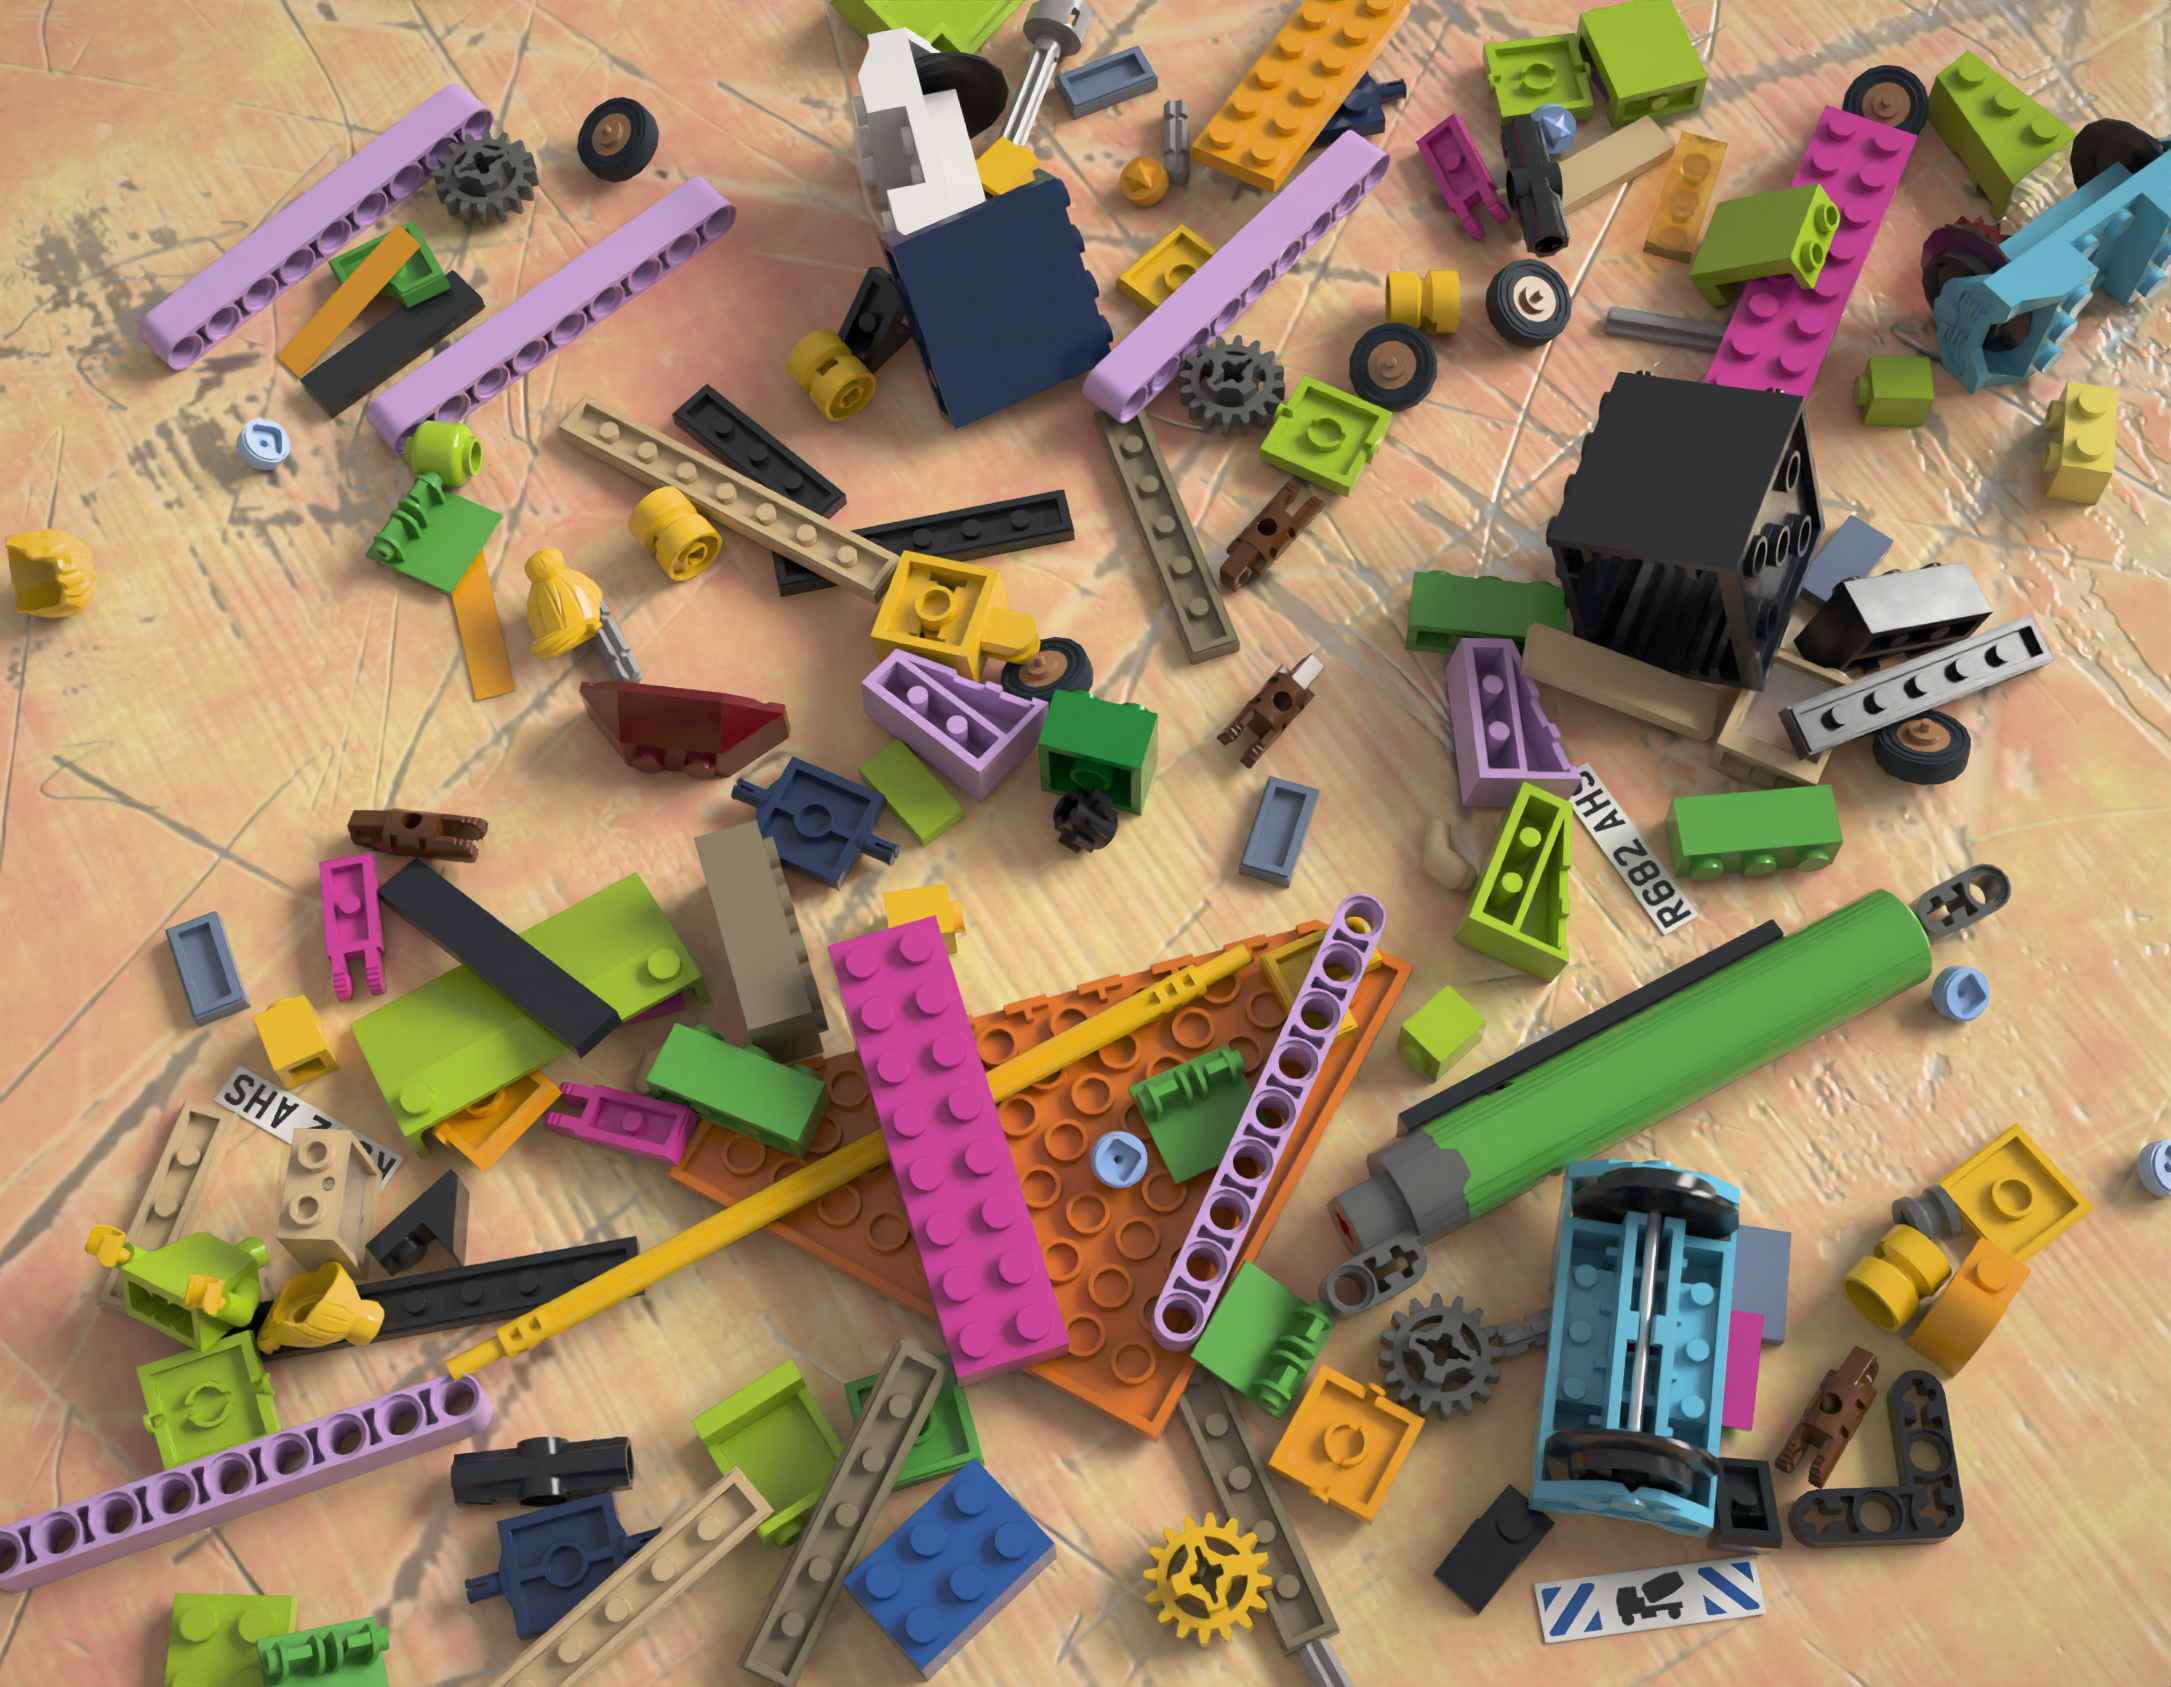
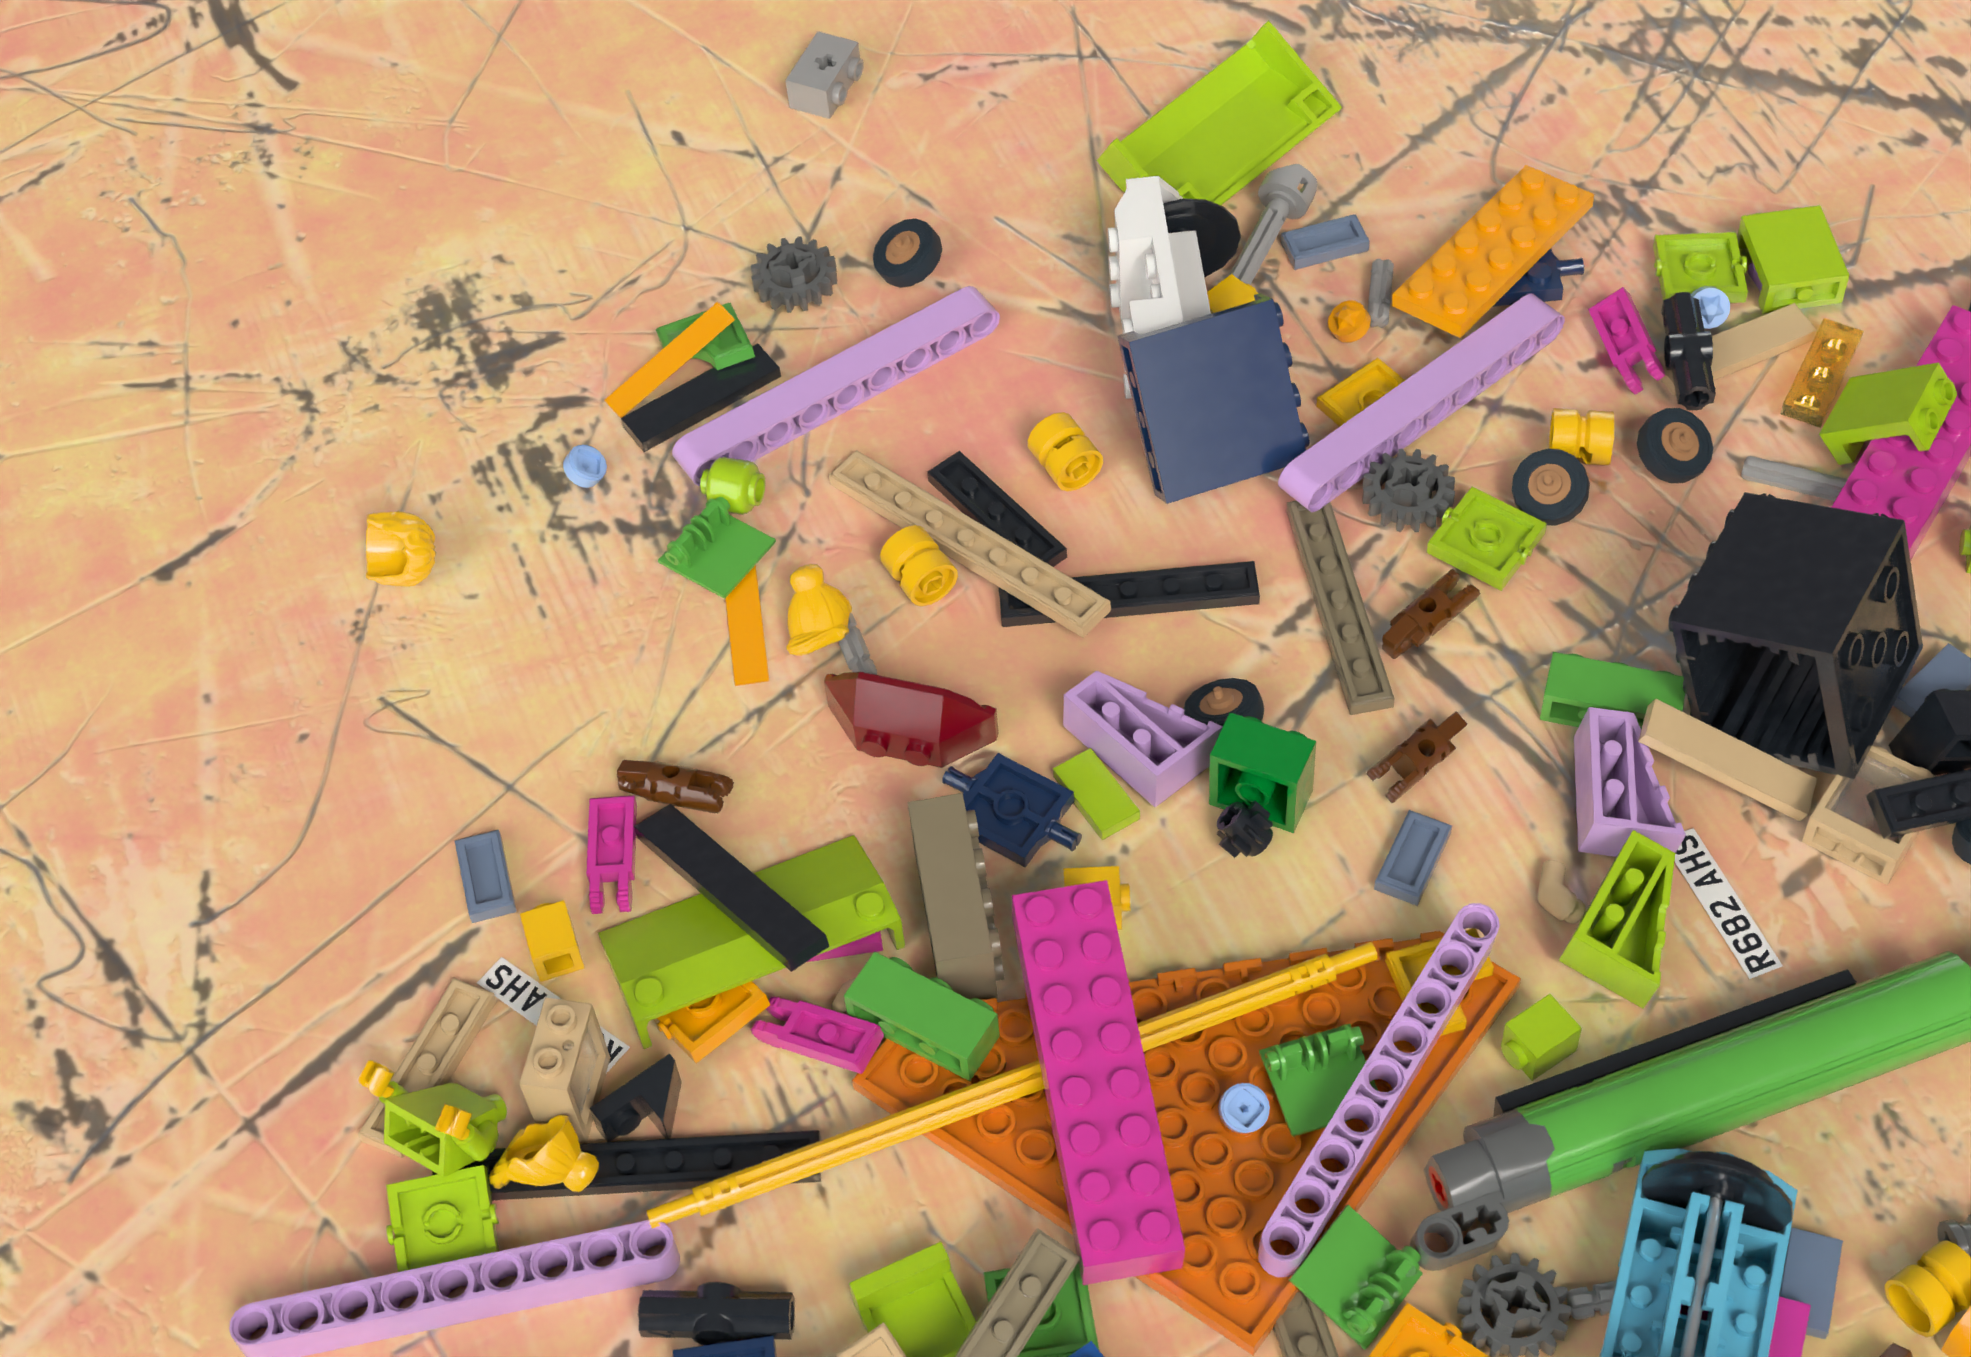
camera: 10 degrees right, 10 degrees down
(311, 228) = (645, 302): lavender beam -> none
(875, 321) = (1107, 411): black slope -> none
(952, 616) = (1148, 650): yellow brick -> none
(1753, 832) = (1837, 897): bright green brick -> none

